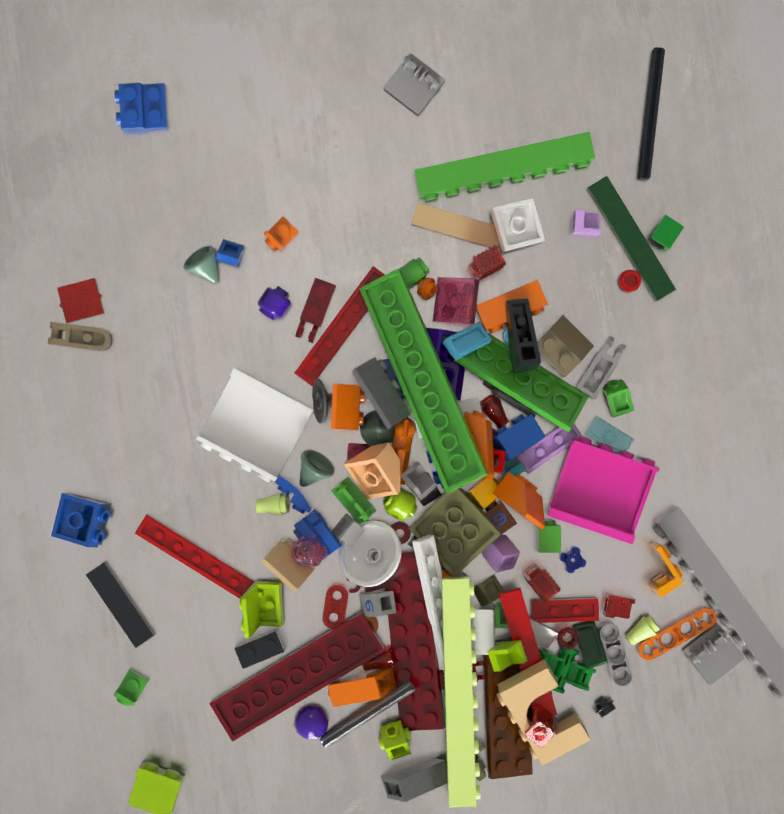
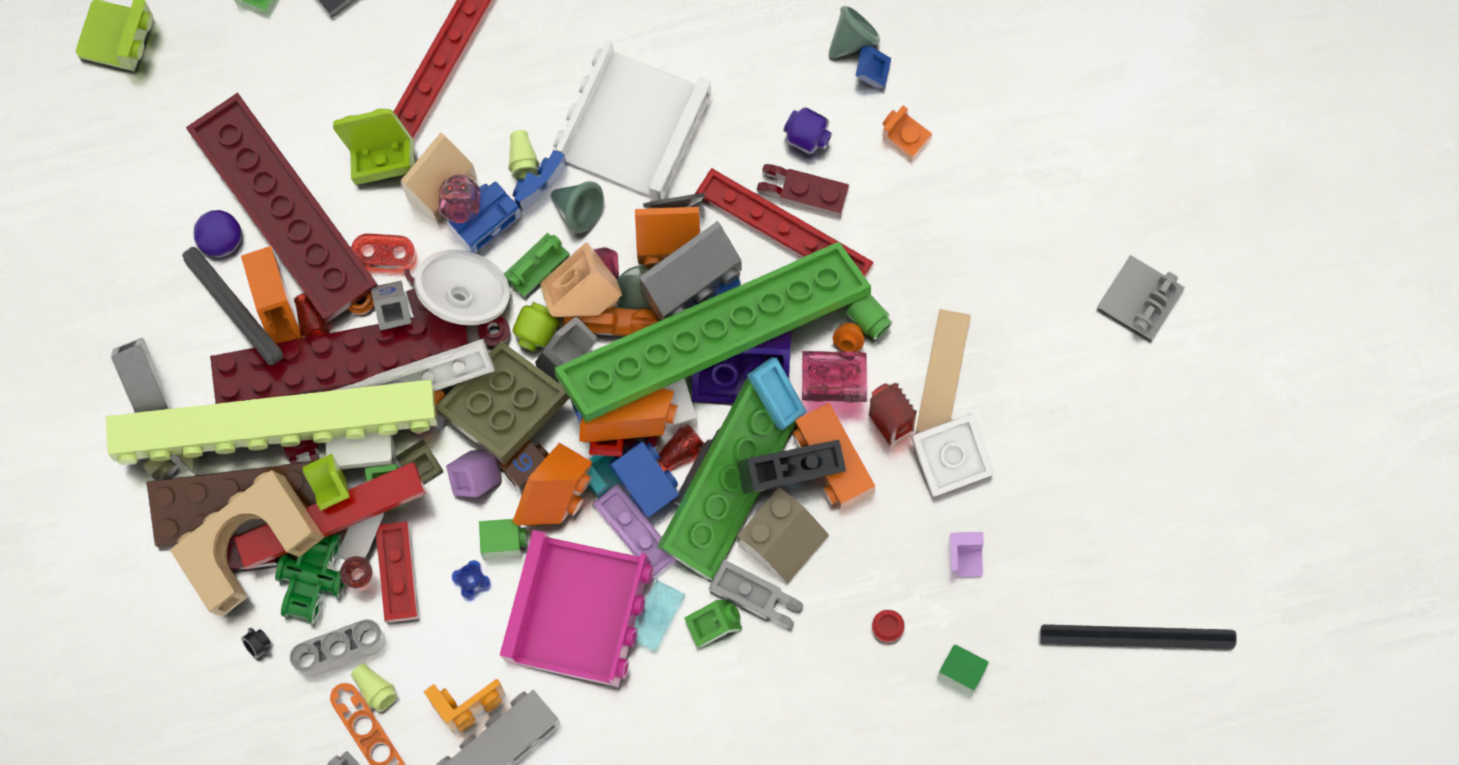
camera: 85 degrees right, 15 degrees down
(260, 648) = (319, 153): black brick -> none
(348, 530) = (493, 260): light grey slope -> none
(395, 740) = (196, 346): lime brick -> none
(482, 492) = (557, 431): yellow brick -> none
(504, 165) = (1037, 431): bright green brick -> none
(542, 582) = (435, 528): clear red brick -> none
(542, 728) = (225, 539): clear red bracket -> none
(590, 645) = (347, 609): dark green tile -> none
(617, 605) = (407, 648): clear red panel -> none
(631, 238) = (950, 624): dark green tile -> none

